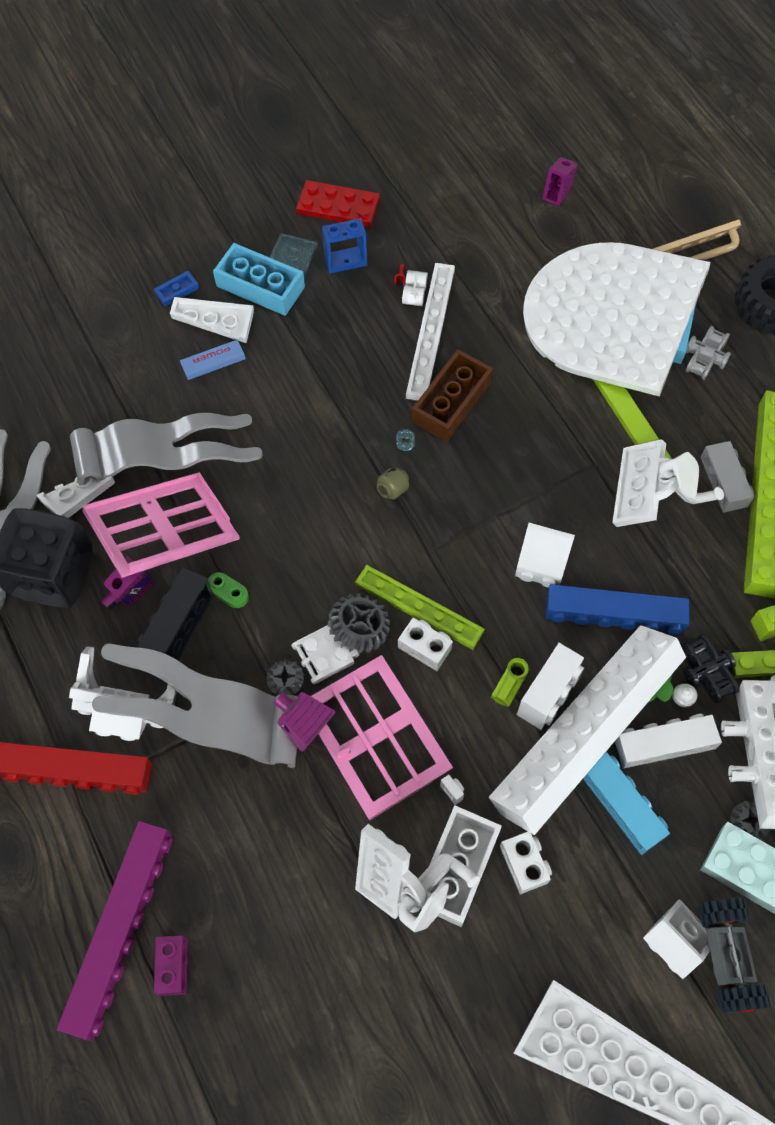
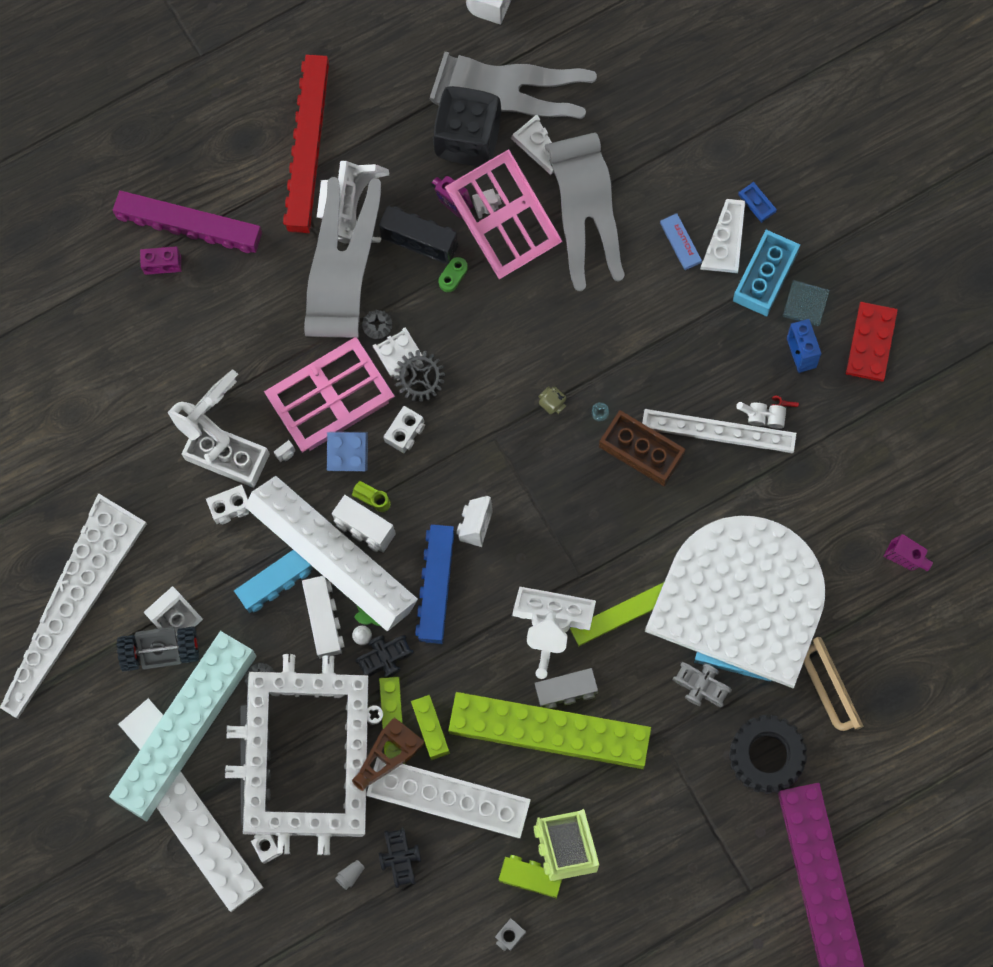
camera: 95 degrees right, 10 degrees up
(141, 551) = (493, 200): none -> white brick
(302, 718) = (336, 335): magenta torso -> none
(419, 607) = (439, 426): lime tile -> none
(455, 707) = (347, 451): none -> medium blue brick

